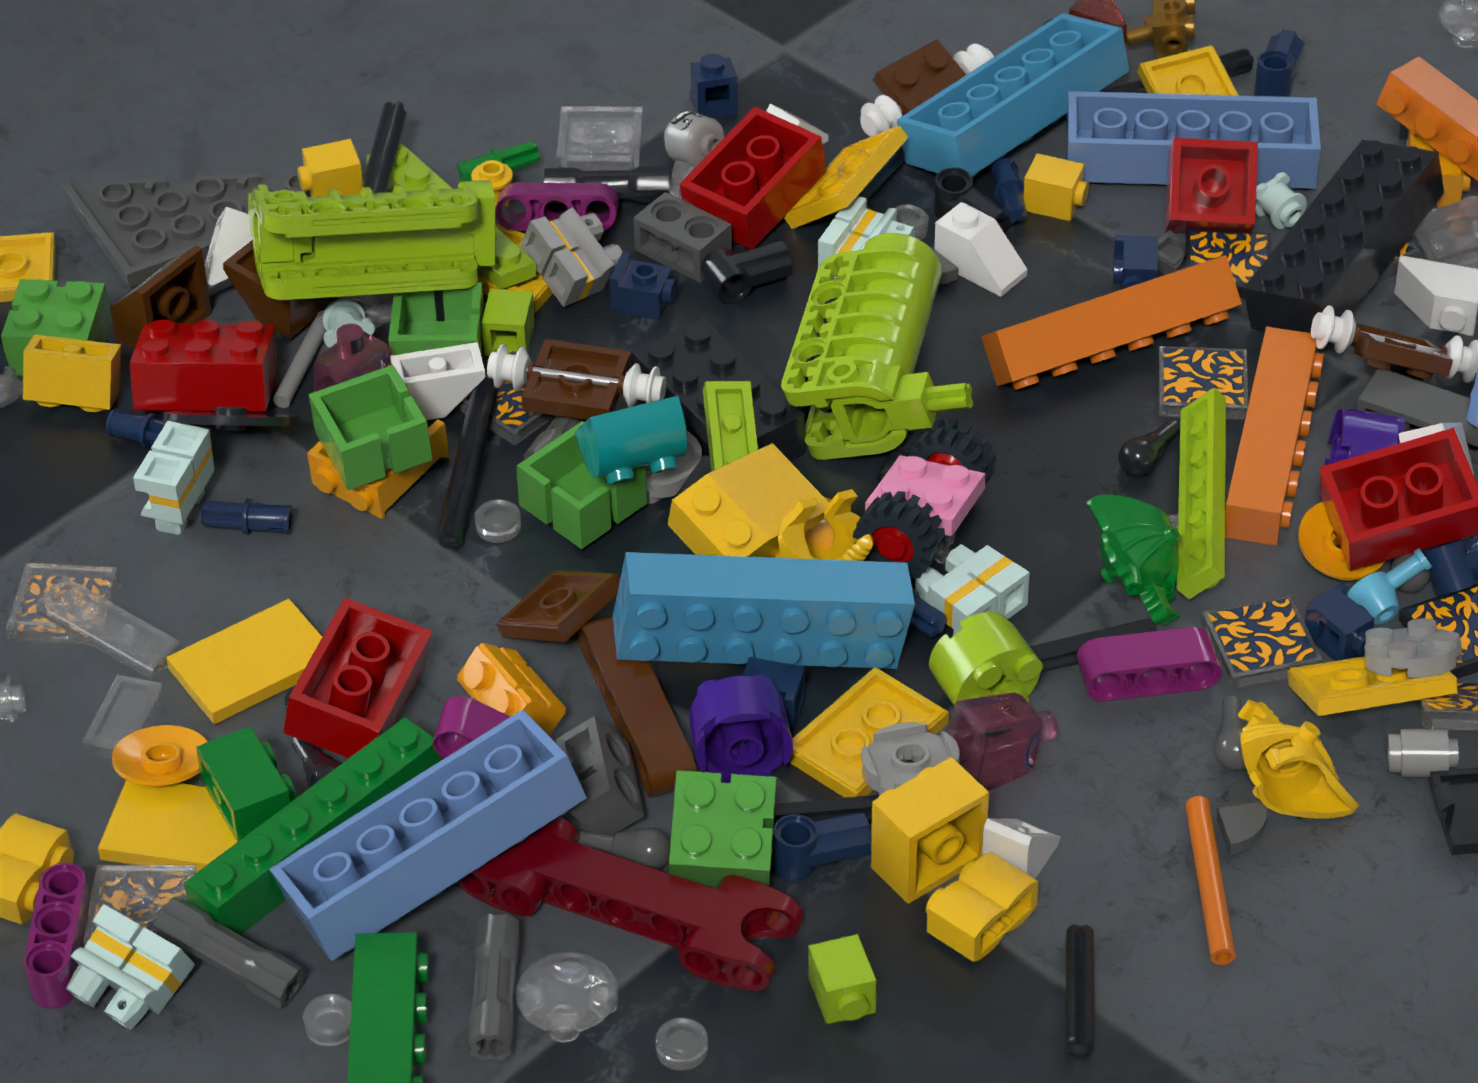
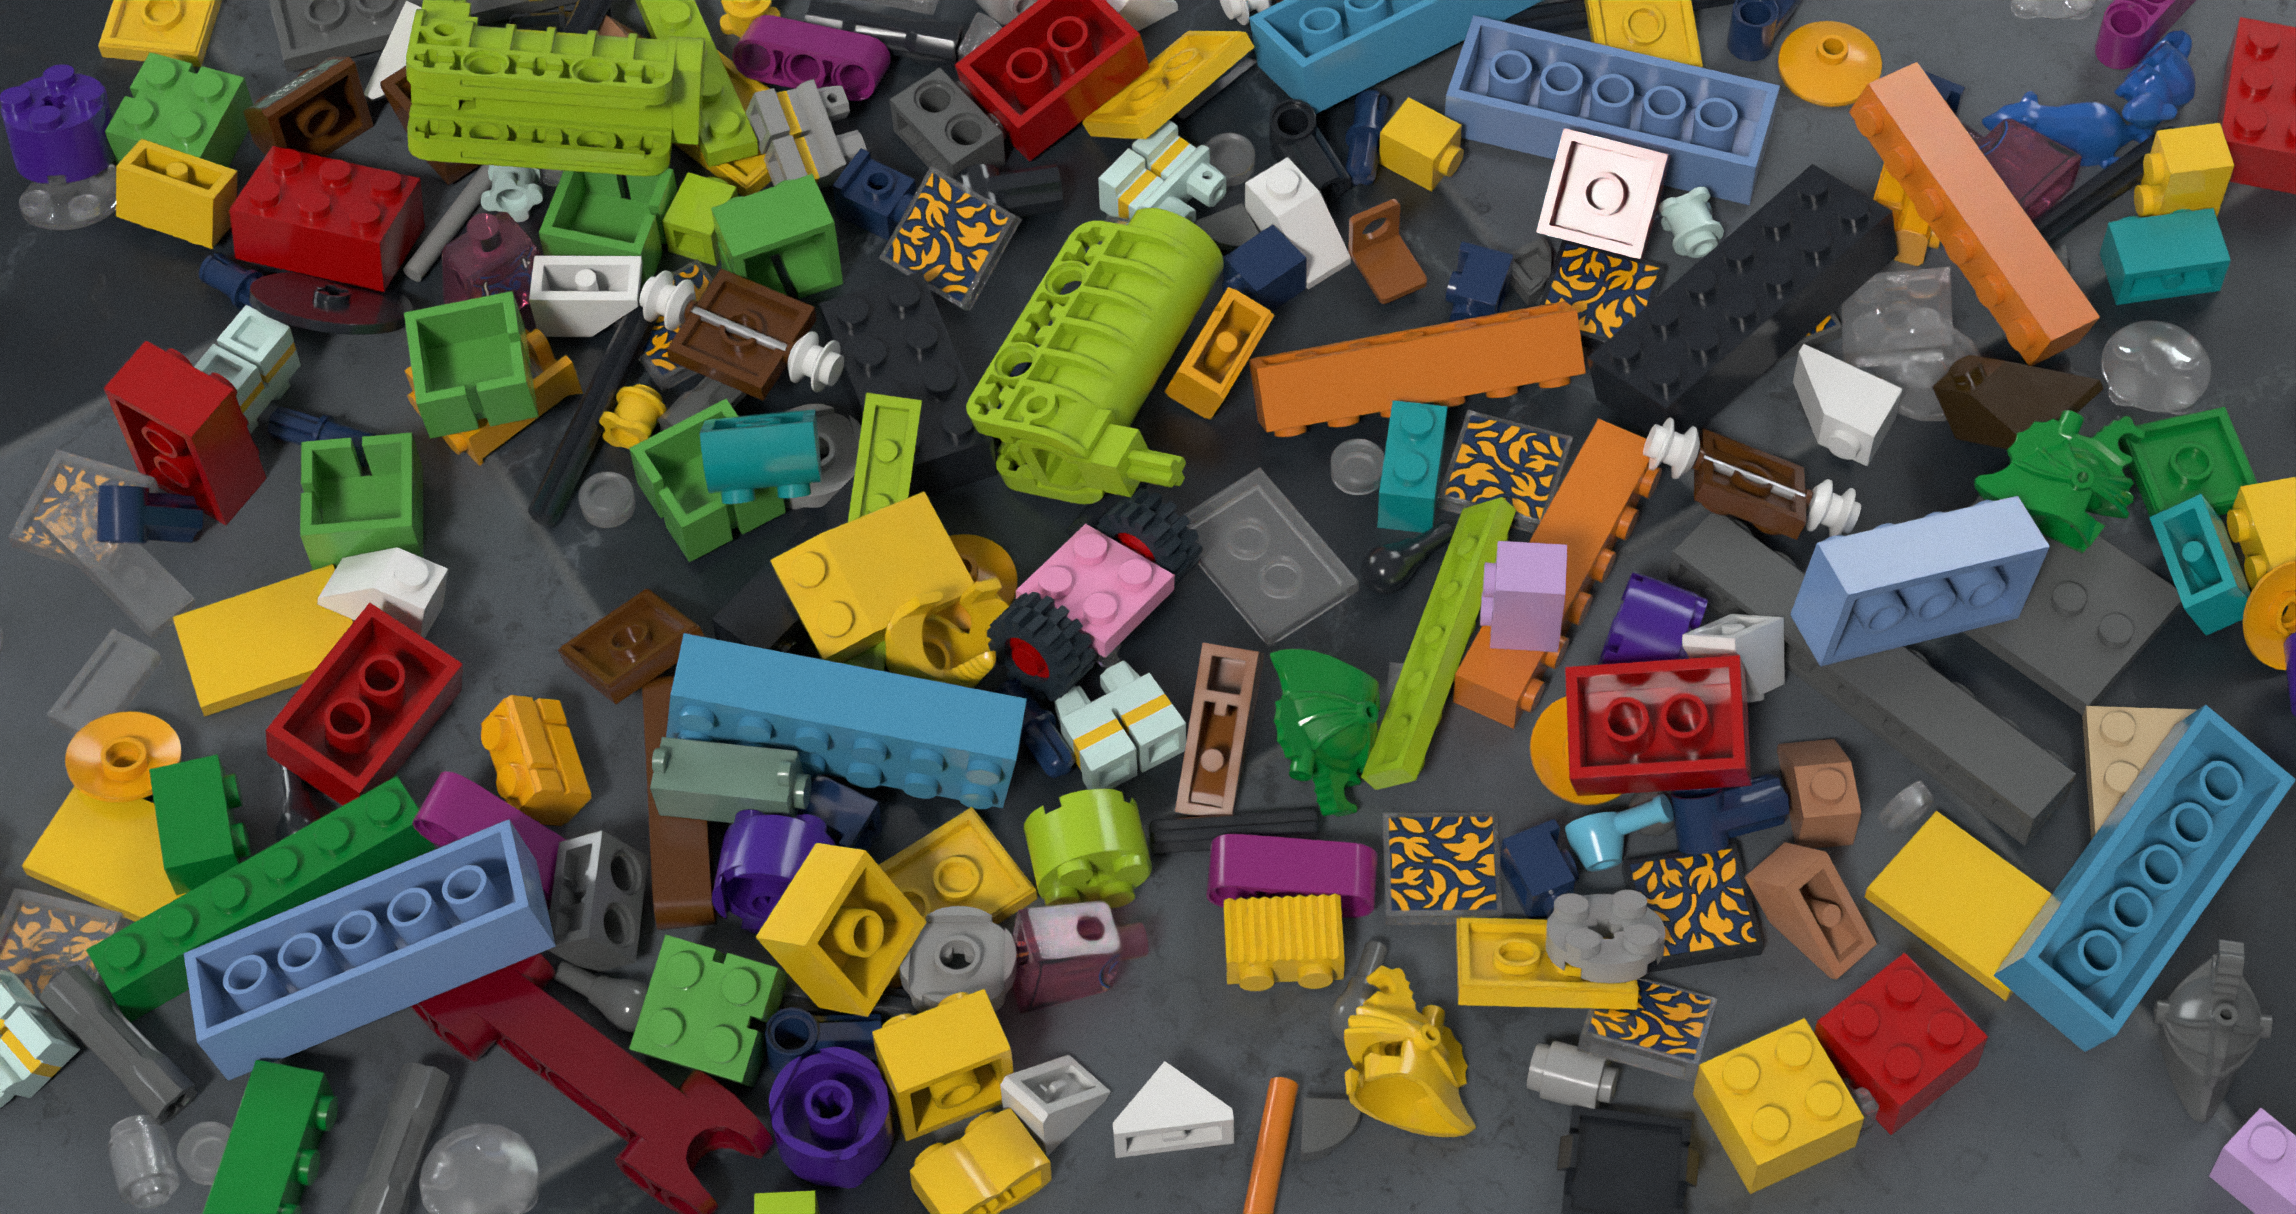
camera: 15 degrees right, 15 degrees up
(121, 584) = (136, 516): none -> dark blue piece
(146, 515) = (186, 430): none -> red brick
(277, 1032) = (142, 1162): none -> clear brick
(306, 564) = (359, 510): none -> bright green piece
(319, 601) = (392, 581): none -> white slope
(500, 460) = (633, 417): none -> yellow brick
(584, 309) = (785, 222): none -> bright green piece
(674, 666) = (722, 779): none -> sand green brick
(715, 290) = (950, 238): none -> tile
(817, 743) = (841, 929): none -> yellow brick
(849, 886) = (806, 1124): none -> dark purple brick
(956, 335) = (1219, 353): none -> light orange brick
(968, 285) = (1266, 269): none -> dark blue brick
(1046, 468) = (1268, 558): none -> clear tile
(1052, 262) = (1383, 254): none -> dark orange bracket
(1052, 573) = (1219, 730): none -> dark orange slope
(1088, 398) = (1357, 466): none -> clear tile
(1123, 838) = (1172, 1116): none -> white slope
(1133, 385) = (1412, 466): none -> teal brick
(1160, 706) = (1284, 941): none -> yellow brick
(1269, 430) = (1525, 596): none -> lavender brick
(1340, 95) = (1826, 77): none -> light orange dish

